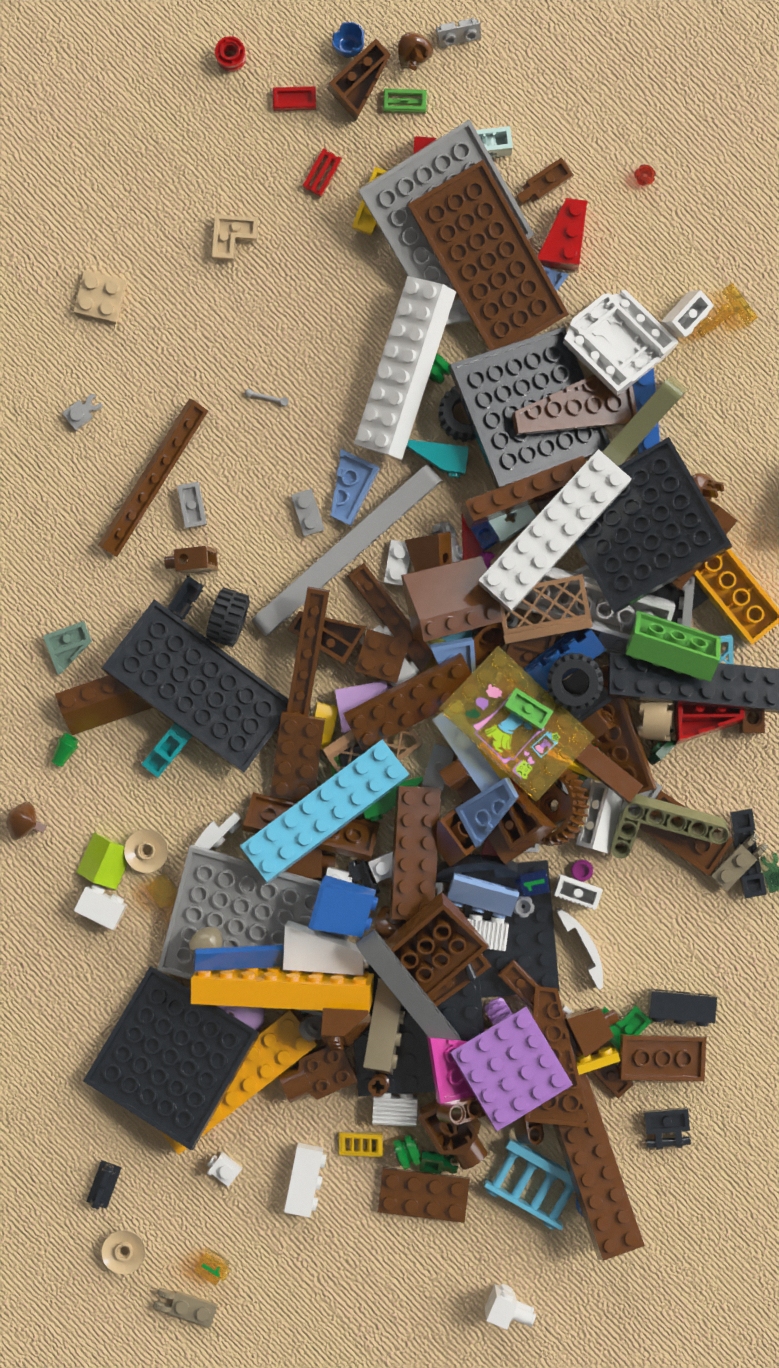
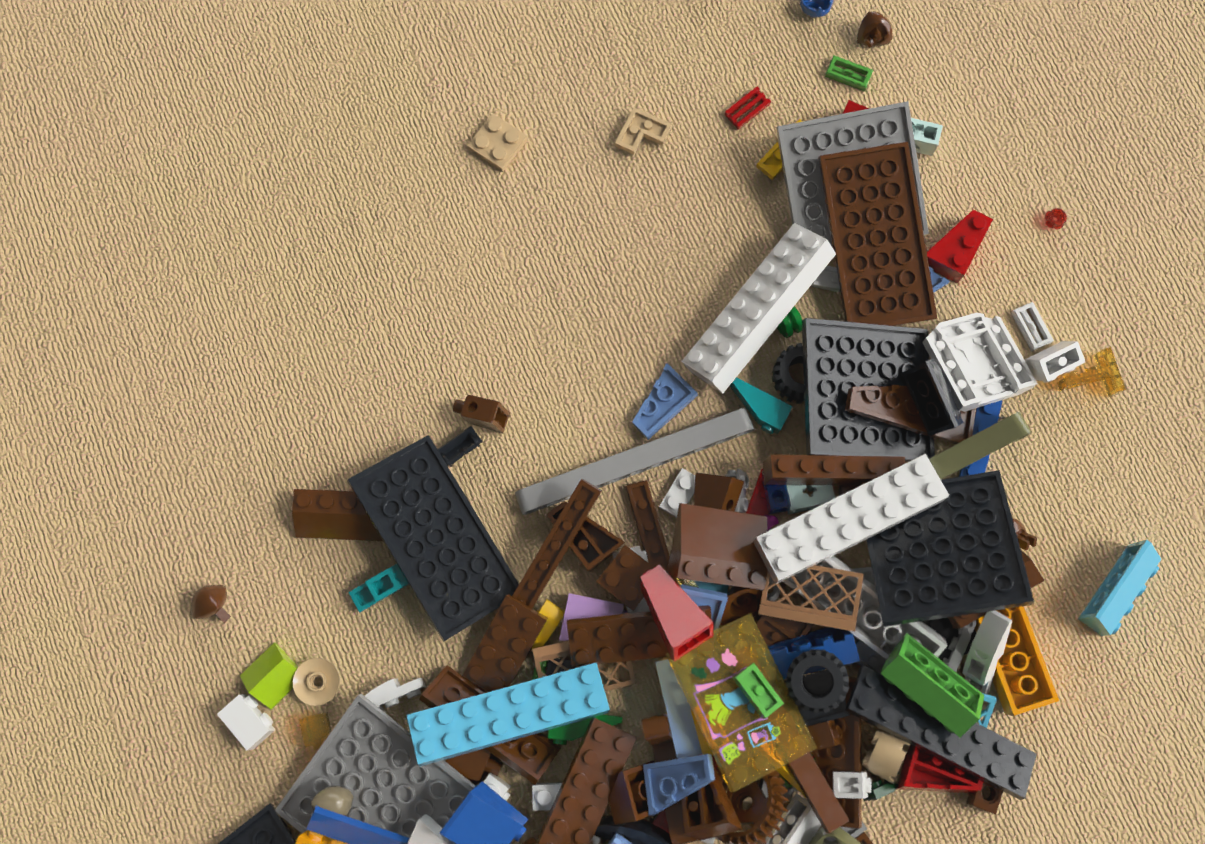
camera: 20 degrees right, 10 degrees down
(64, 749) = (282, 547): green cone -> none
(67, 644) = (328, 447): sand green wing -> none
(79, 413) = (433, 238): light grey plate -> none
(153, 477) = (476, 322): reddish brown plate -> none
(192, 505) = (503, 361): light grey plate -> none
(227, 617) = (492, 480): black tyre -> none
(284, 401) = (630, 299): light grey hinge -> none
(294, 98) = (747, 35): red tile -> none
(308, 512) = (611, 411): light grey plate -> none
(359, 77) = (815, 35): reddish brown wedge -> none
(361, 871) = (522, 791): black hinge -> none
(434, 672) = (675, 613): none -> slope
(439, 759) = (647, 706): light grey plate -> none
(466, 31) = (920, 32): light grey hinge -> none
(545, 182) = (956, 190): reddish brown hinge -> none
(589, 392) = (932, 397): none -> black slope
(635, 755) = (851, 785): none -> white bracket
(652, 293) = (1024, 329): none -> white tile
(709, 599) = (986, 650): none -> white slope

